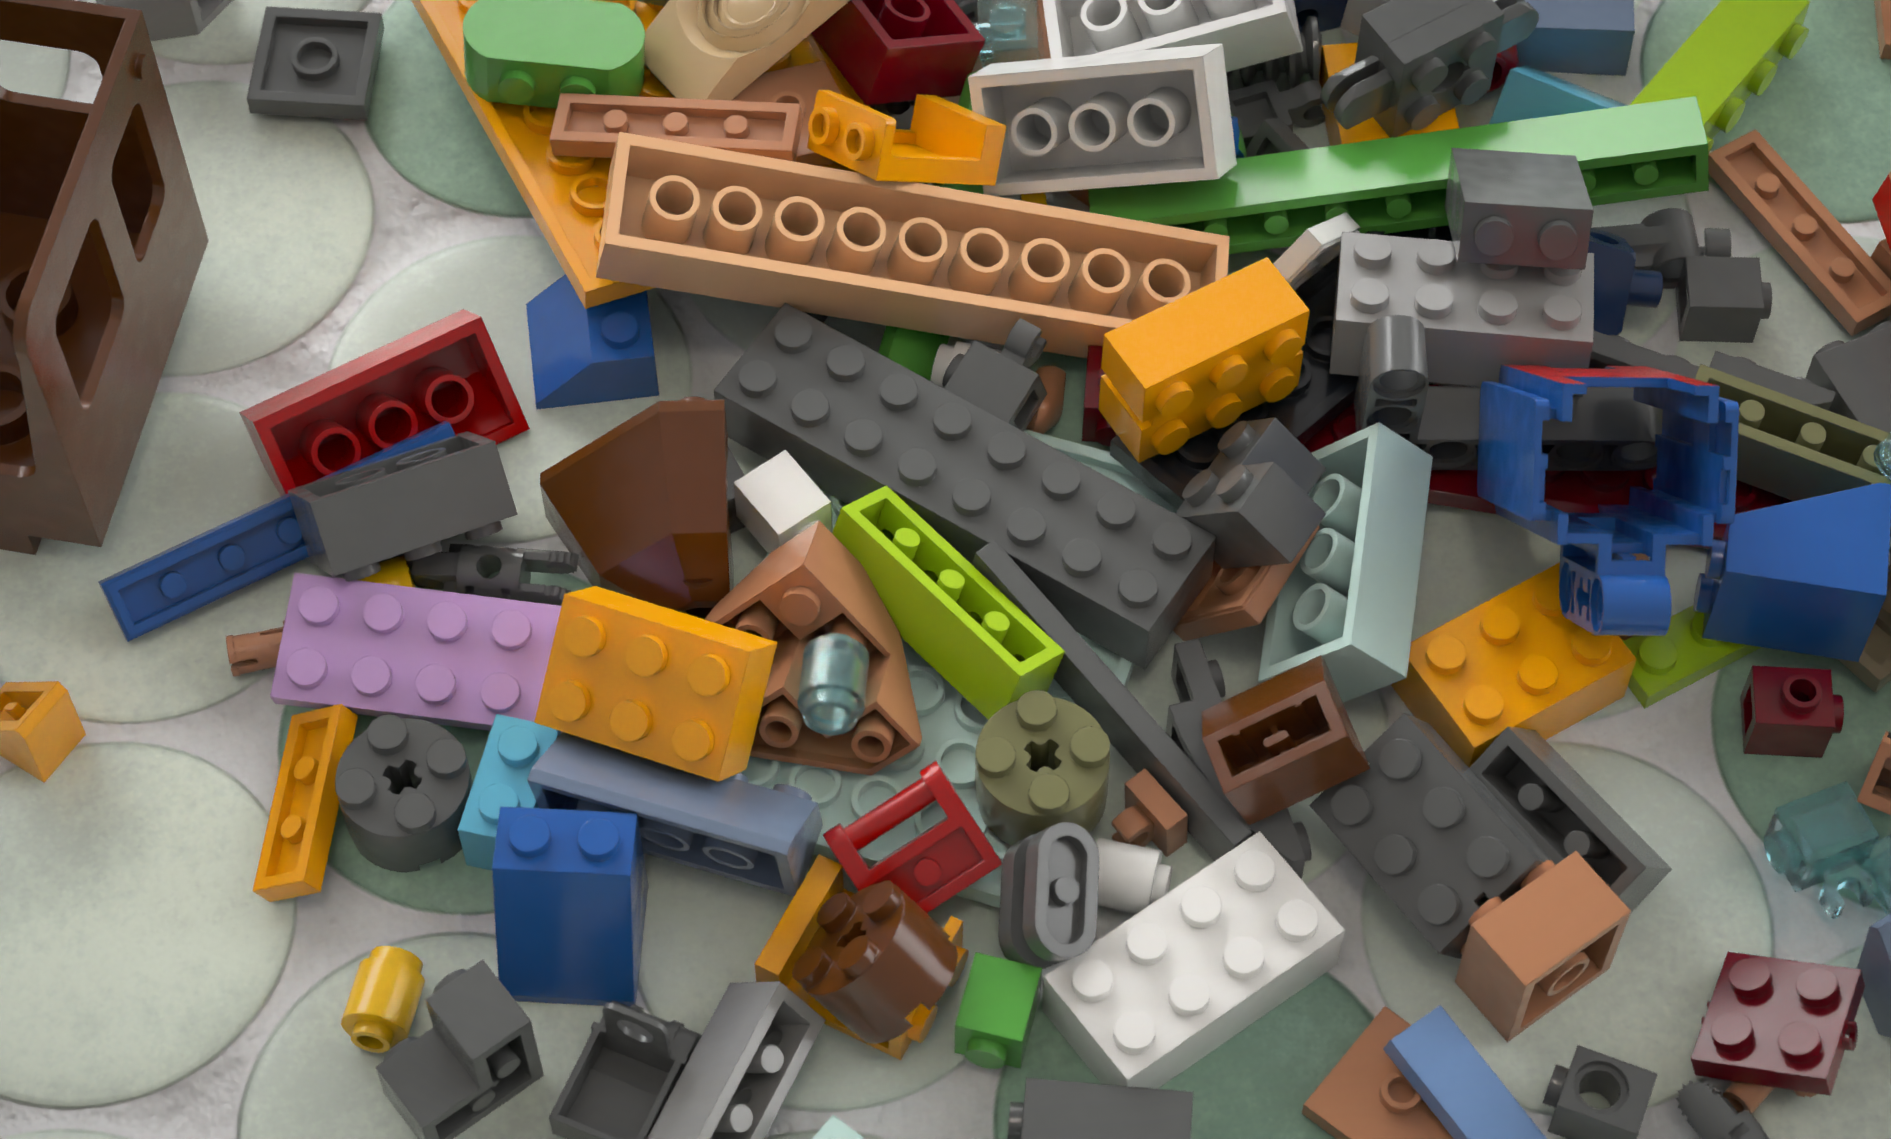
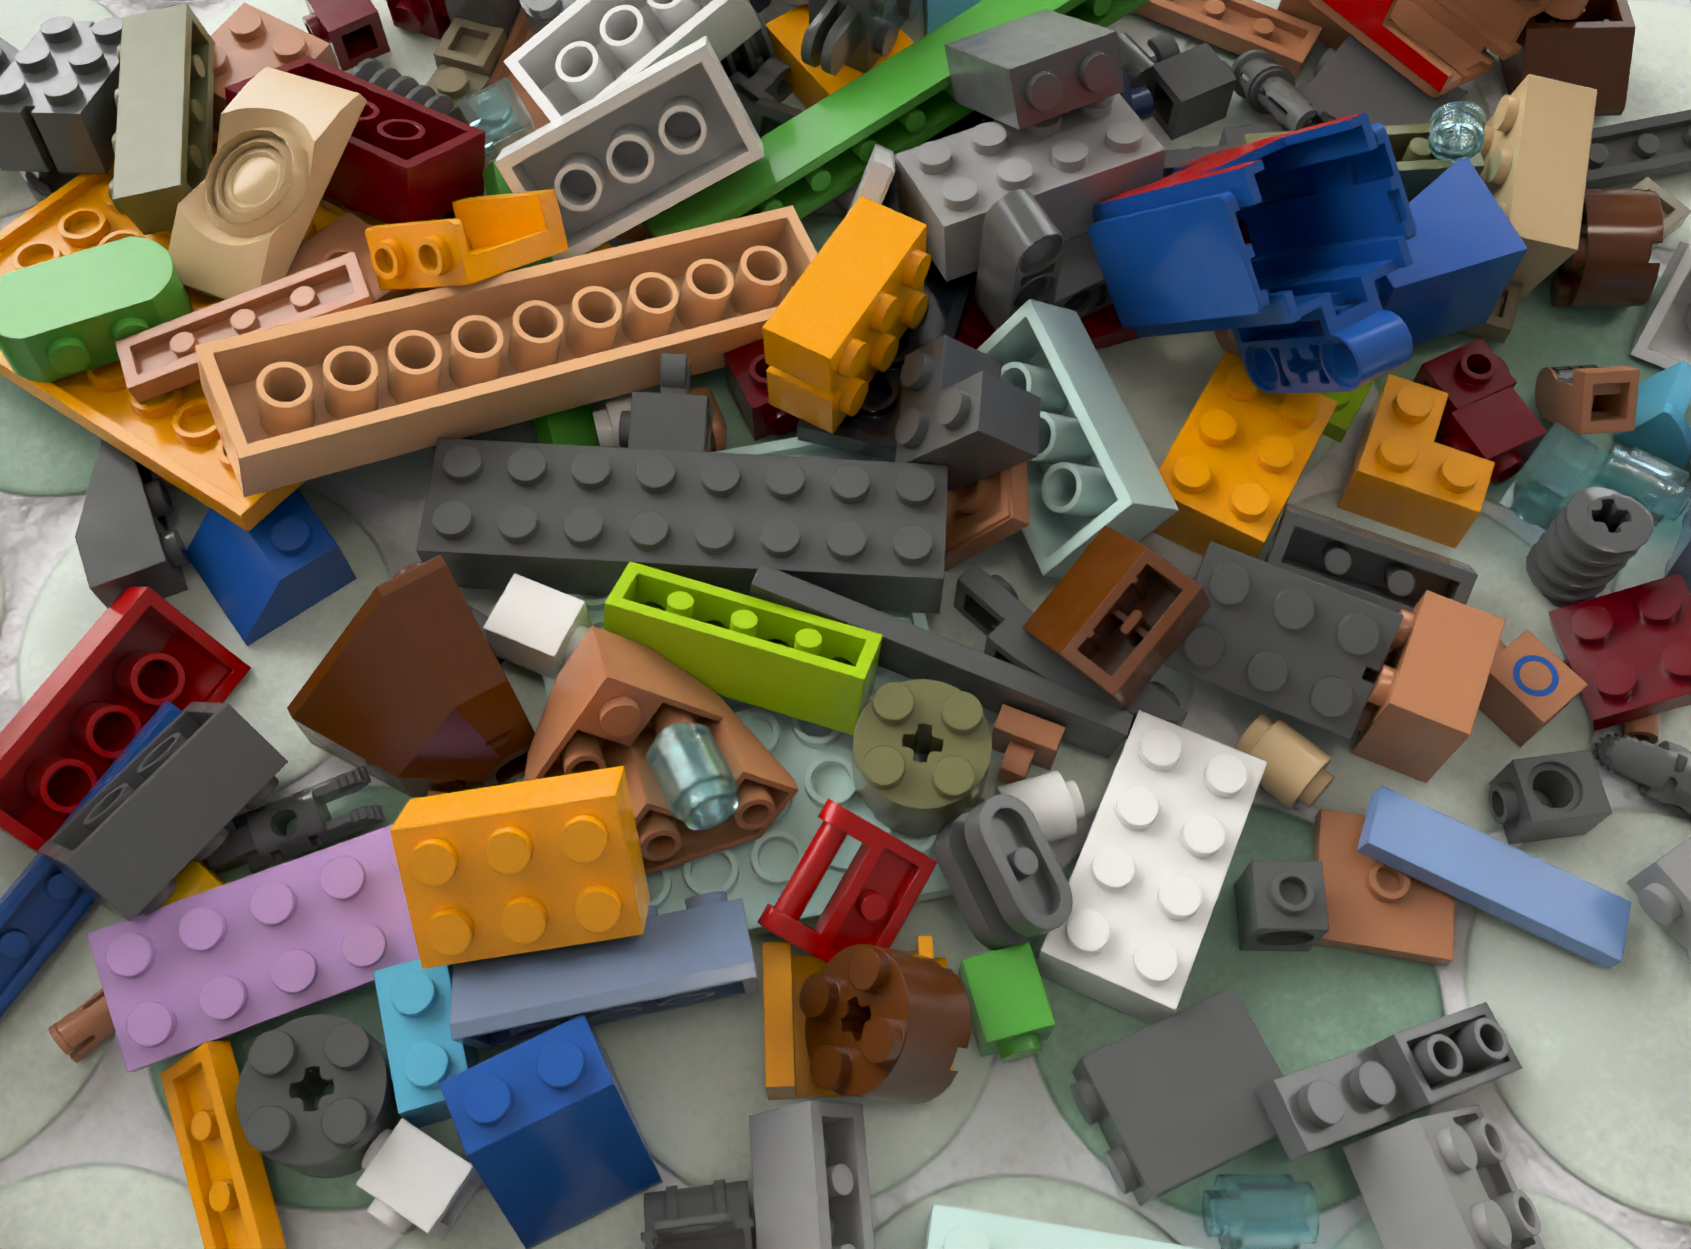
camera: 30 degrees left, 5 degrees up
(445, 897) = (417, 1181): none -> white brick
(488, 259) = (126, 532): none -> dark grey slope
(1286, 1059) = (1281, 905): none -> dark grey brick
(1376, 949) = (1293, 765): none -> tan brick
(1647, 1000) = (1527, 687): none -> nougat brick
(1671, 758) = (1407, 476): none -> light orange brick
(1777, 766) = (1496, 430): none -> dark red brick
(1788, 901) = (1587, 545): none -> dark grey piece
(1795, 337) = (1274, 92): none -> dark grey pin

